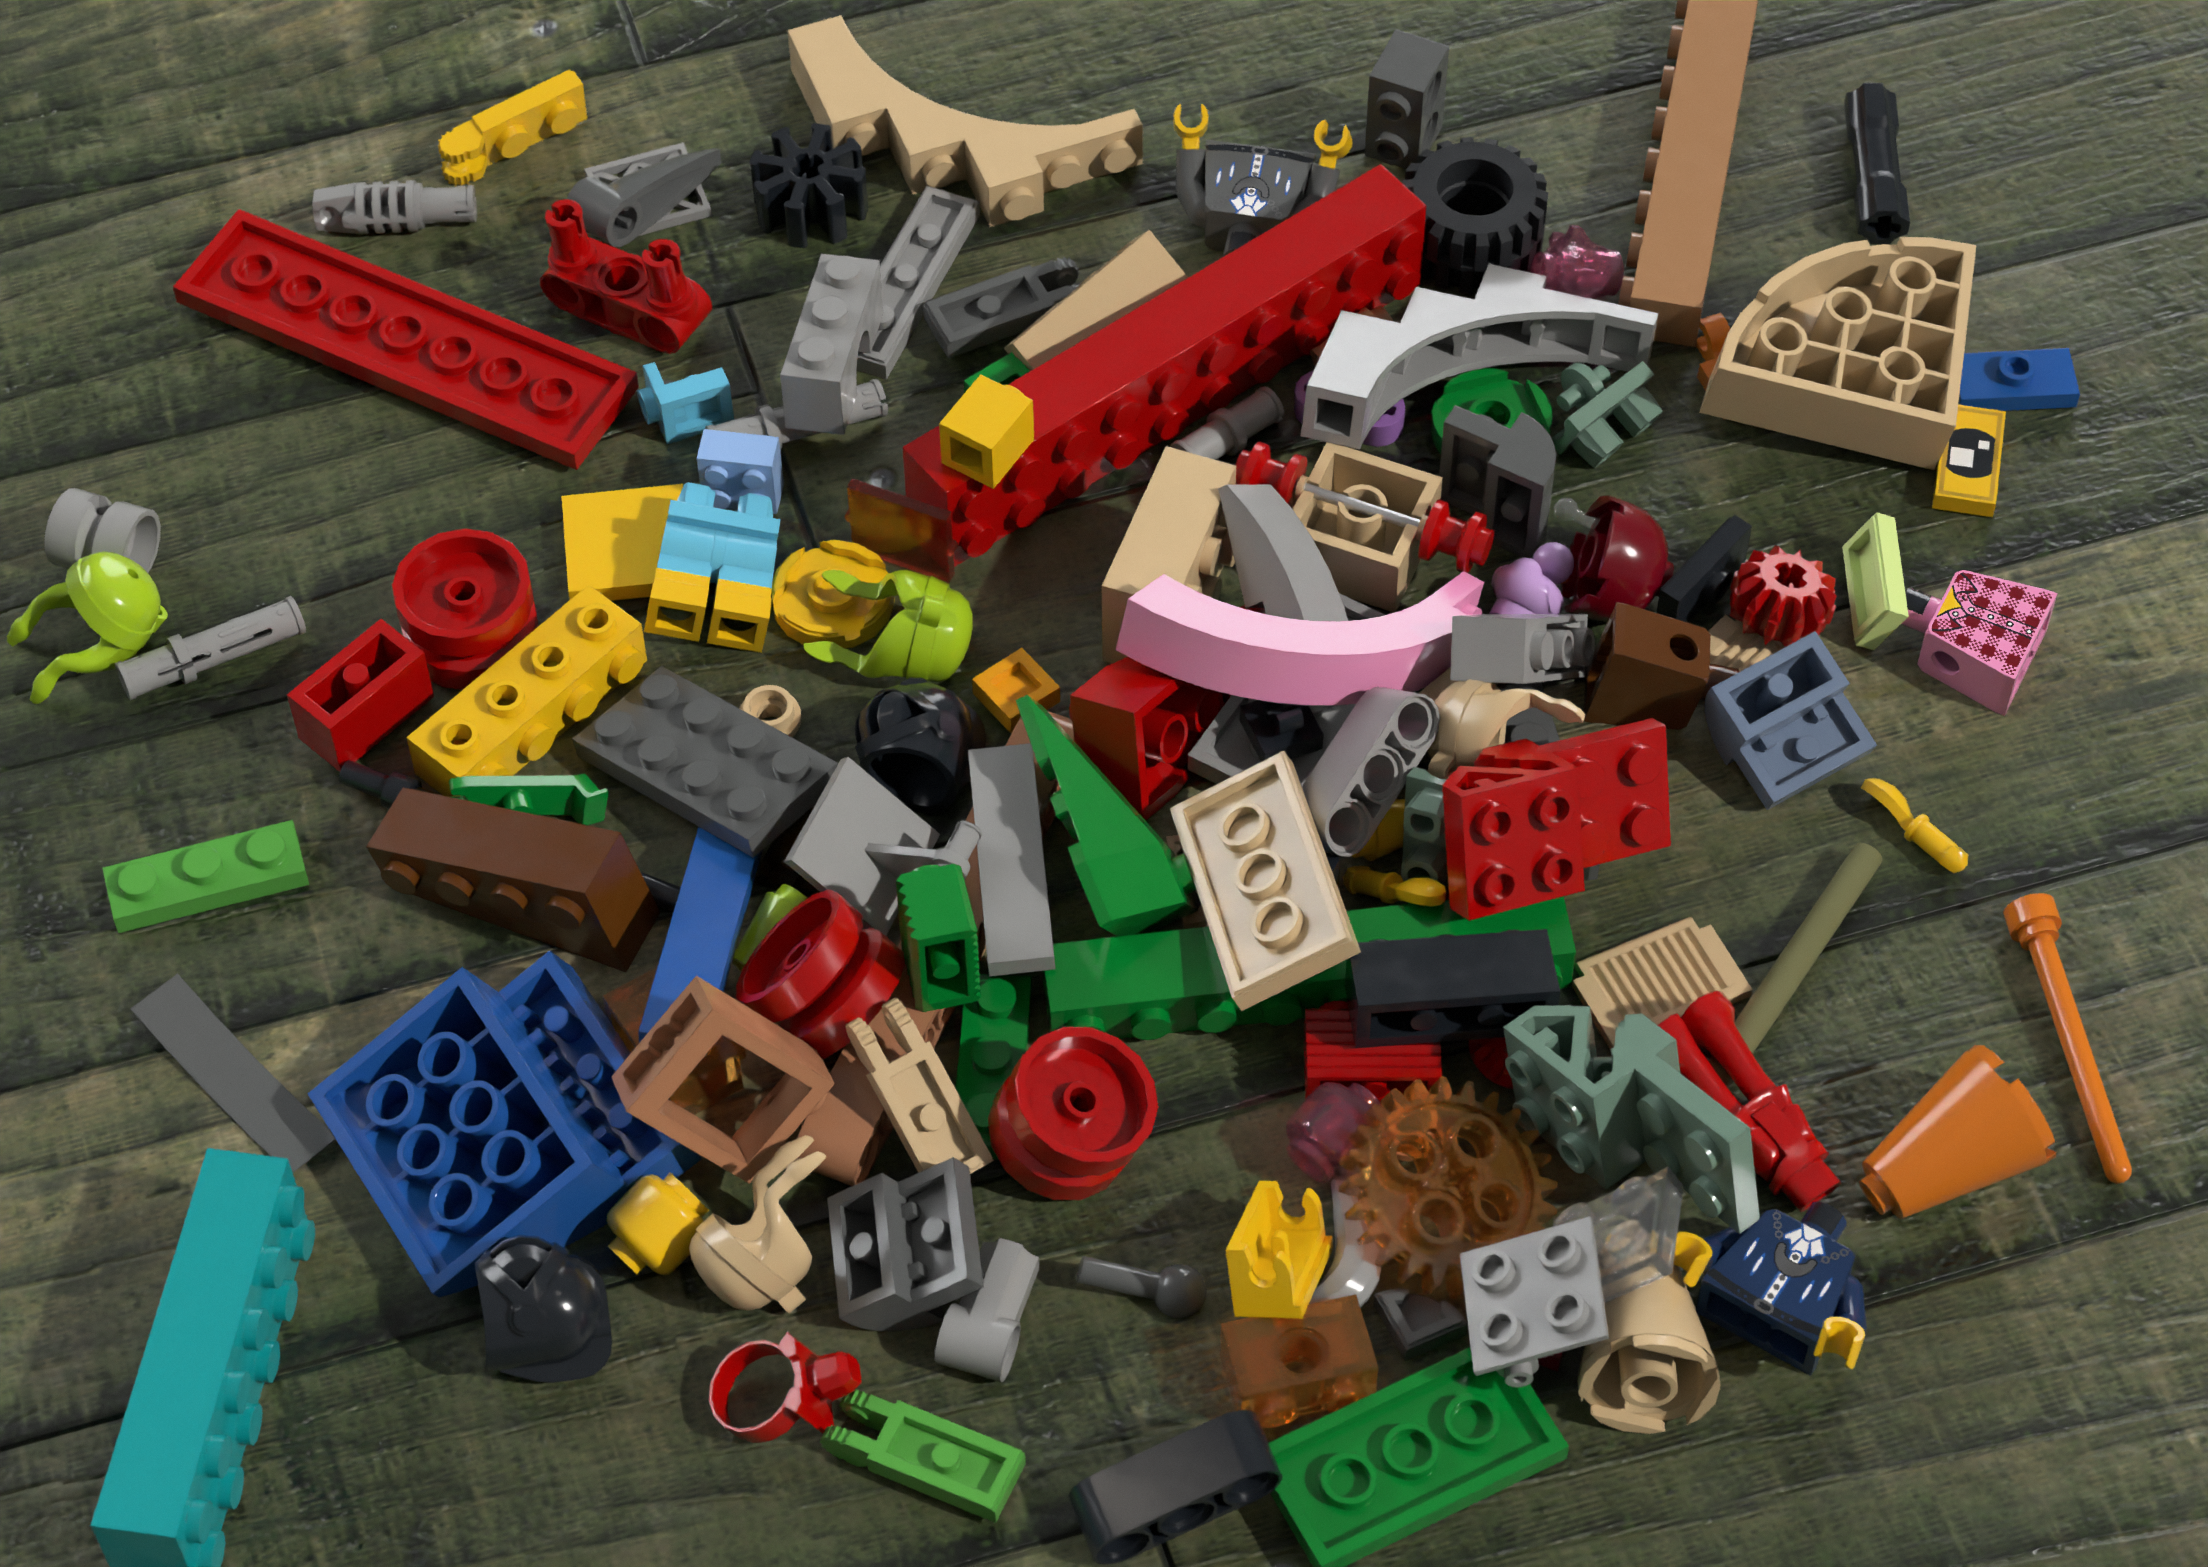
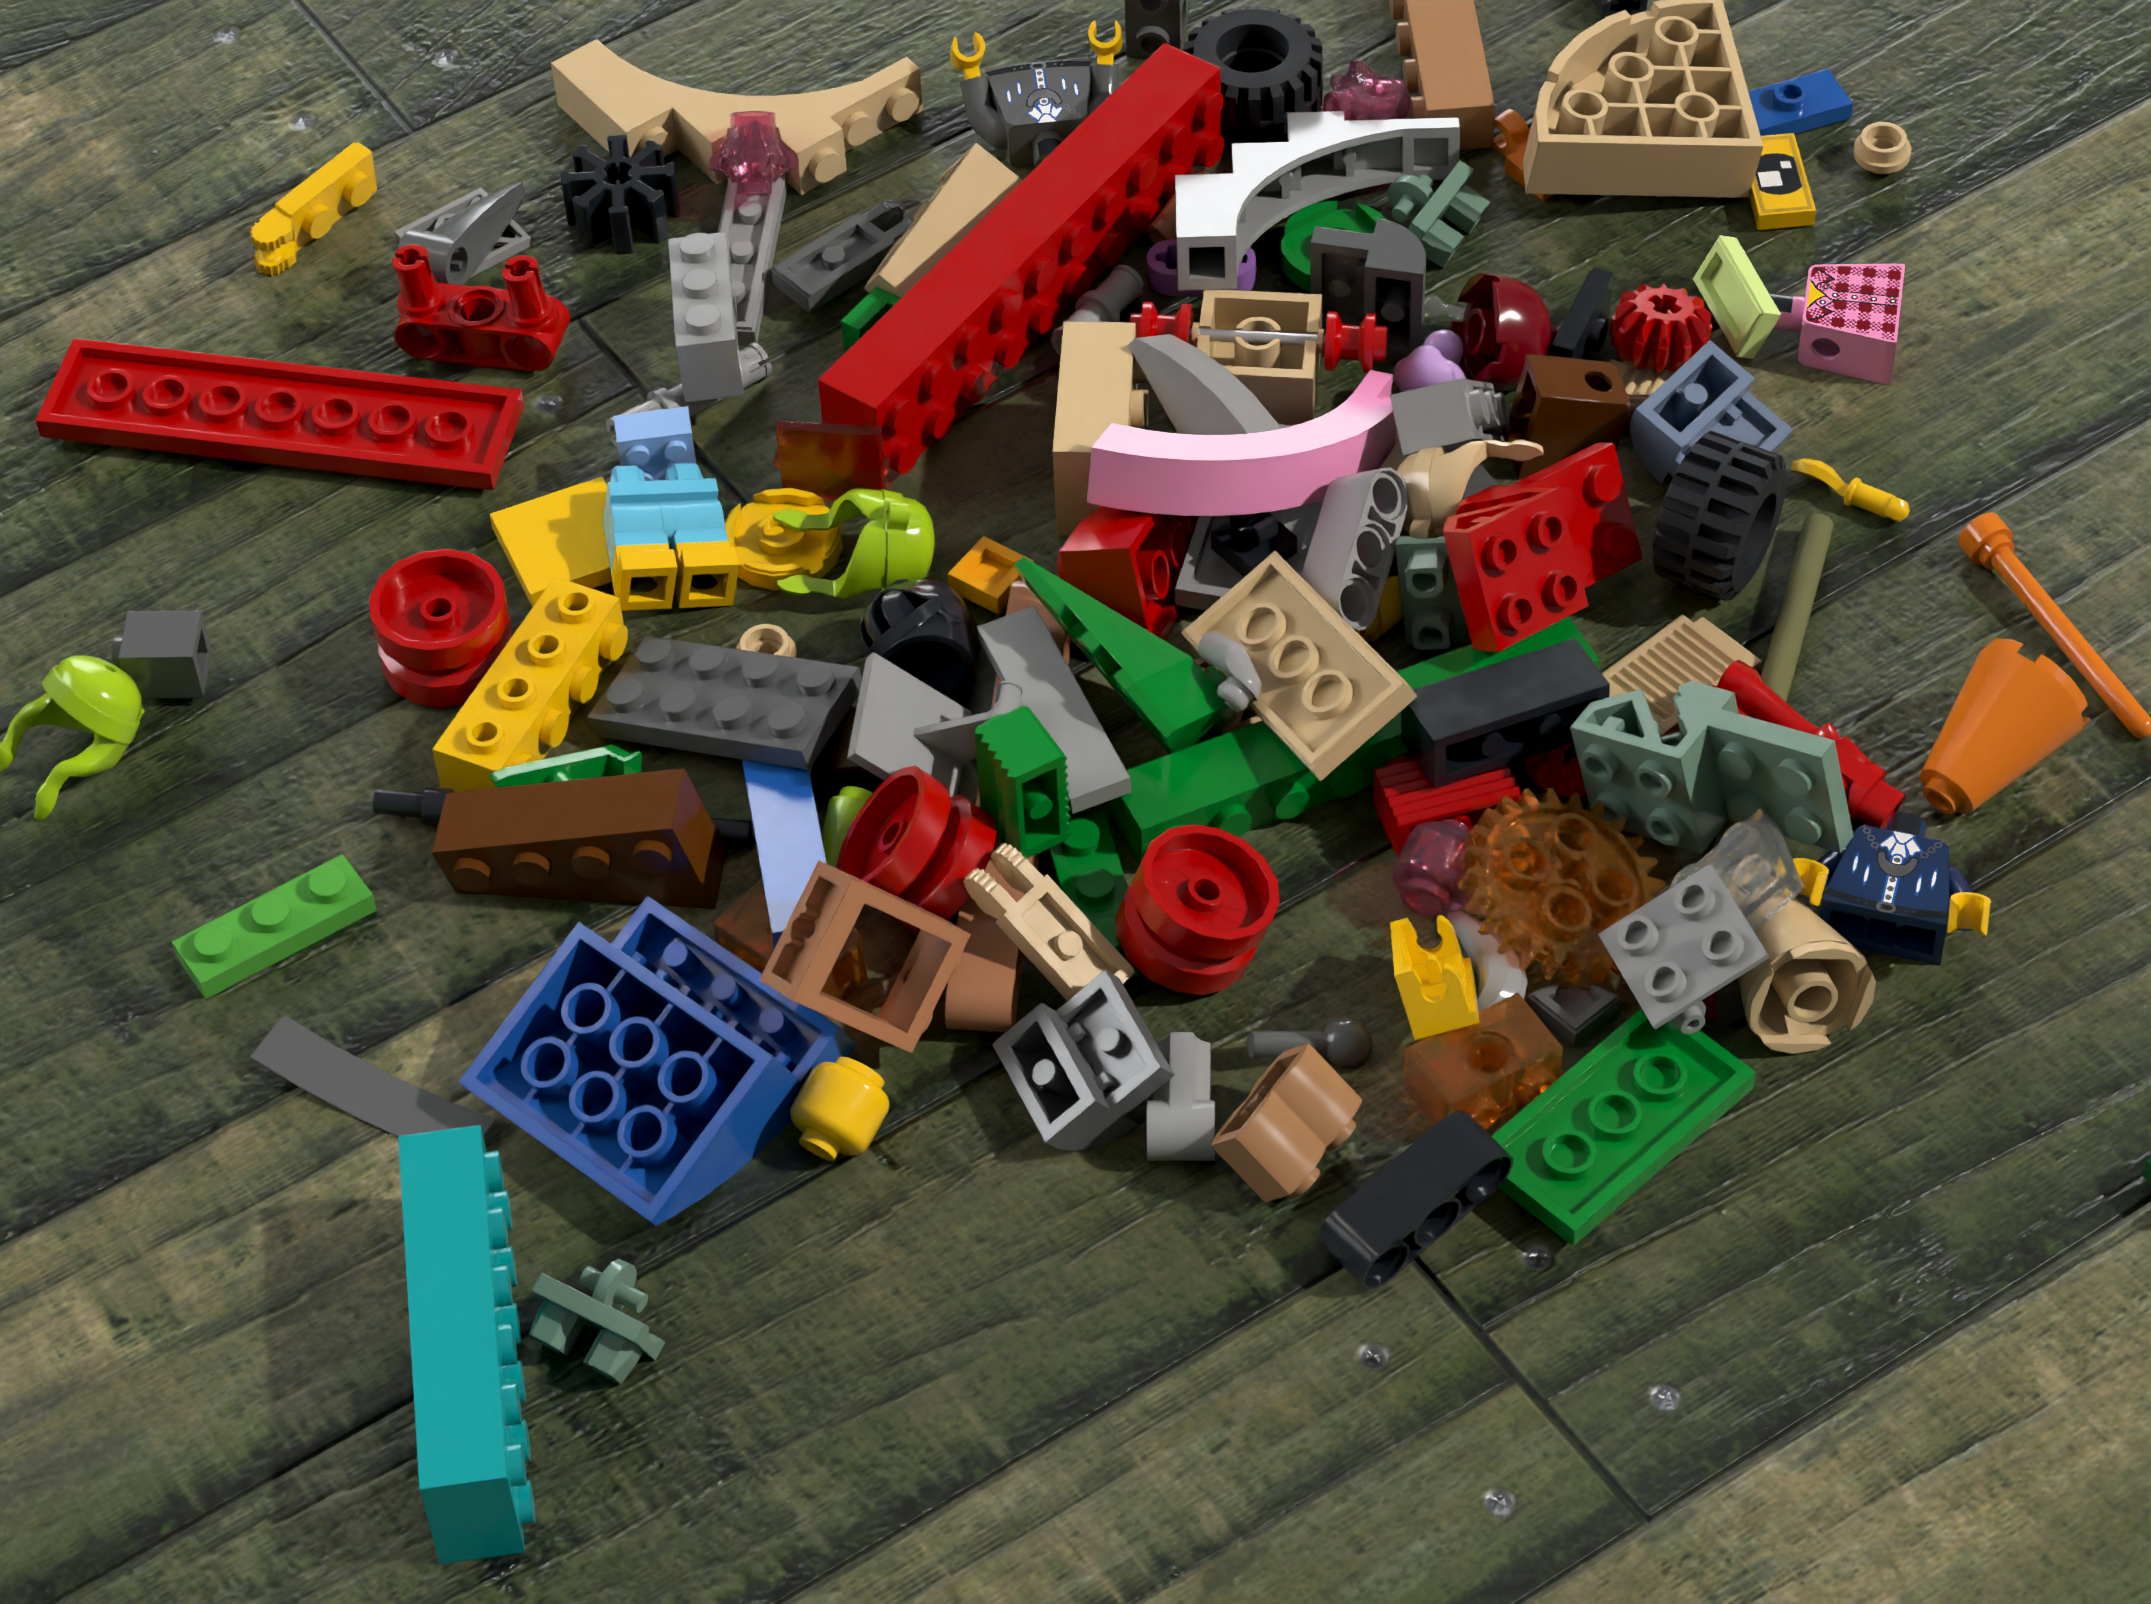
camera: 15 degrees left, 5 degrees down
(92, 524) = (37, 644): light grey wheel -> none
(200, 566) = (164, 653): none -> dark grey brick
(209, 648) = (180, 738): light grey pin -> none
(327, 1363) = (620, 1336): none -> sand green hips
(361, 695) = (370, 726): red brick -> none
(392, 206) = (220, 304): light grey hinge -> none
(543, 1311) = (762, 1208): black helmet -> none
(686, 404) = (577, 408): medium azure bracket -> none
(766, 1254) = (954, 1104): tan hair -> none
(816, 1384) = (1059, 1192): red piece -> none
(928, 1454) = (1168, 1237): bright green hinge -> none
(944, 178) = (753, 153): none -> clear pink rock
(987, 431) = (897, 342): yellow brick -> none
(1079, 1369) = (1288, 1124): none -> medium nougat brick
(1198, 861) = (1235, 662): none -> light grey arm
(1392, 888) = (1407, 653): yellow piece -> none
(1755, 826) = (1719, 515): none -> black tyre
(2092, 452) = (1882, 148): none -> tan plate

